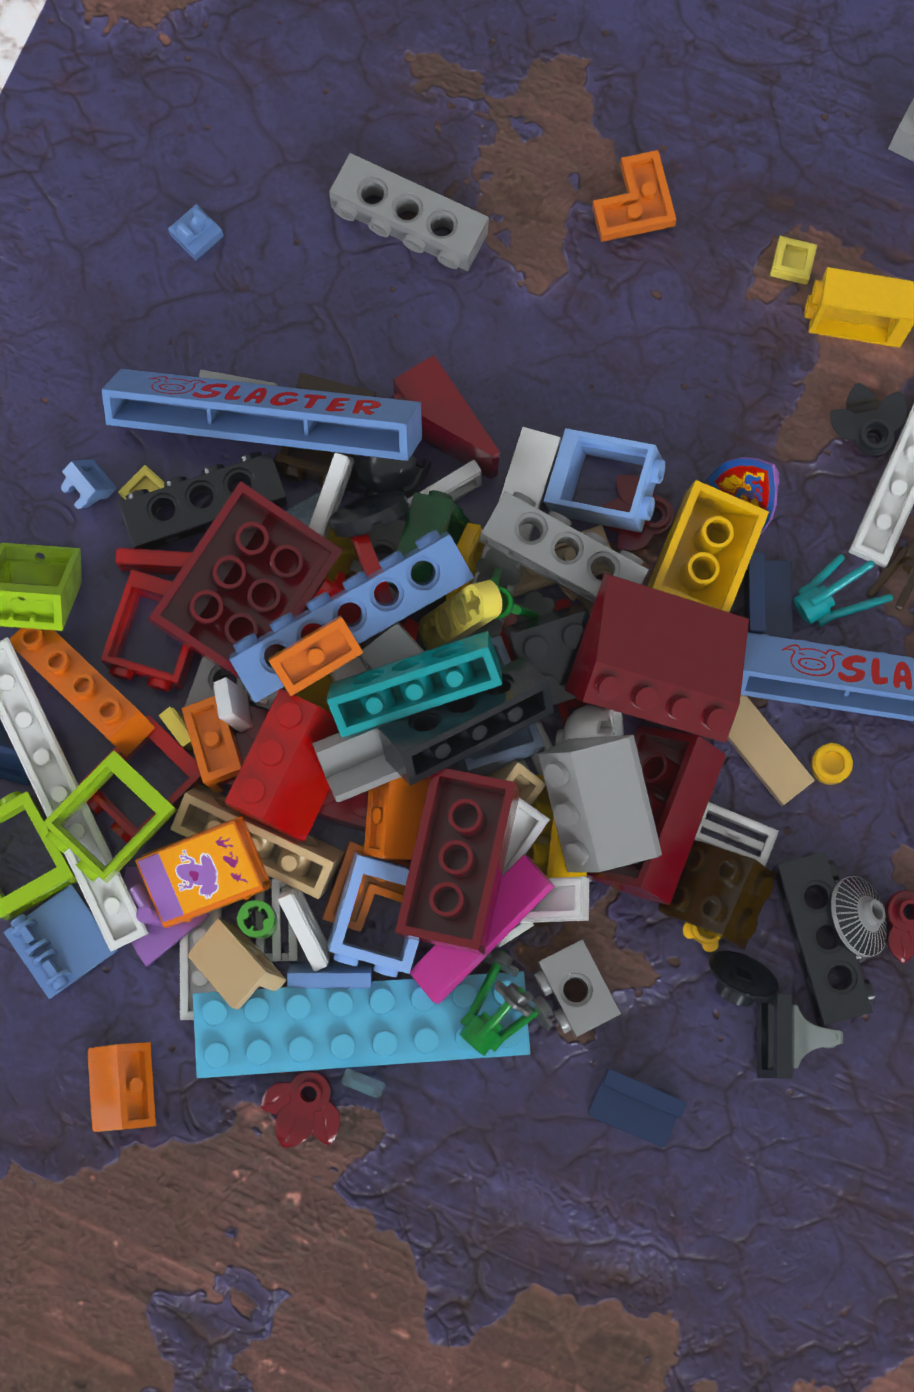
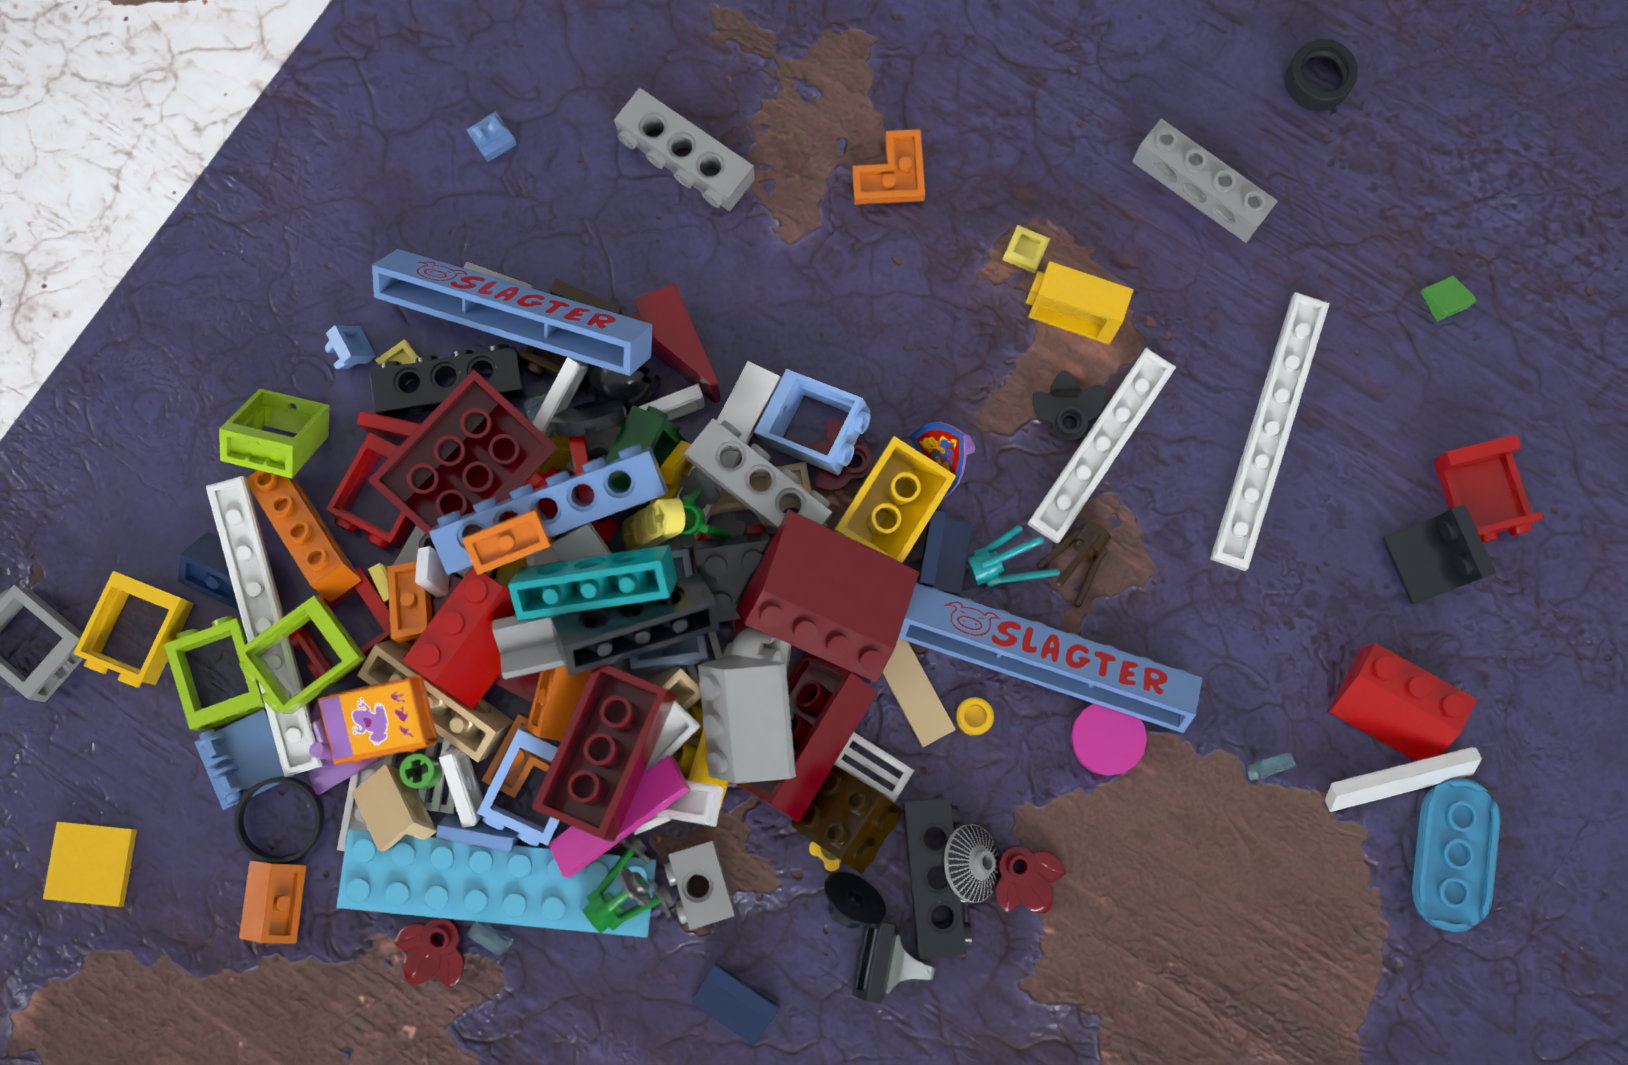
camera: 10 degrees right, 0 degrees up
(102, 1040) = (243, 838): none -> black tyre

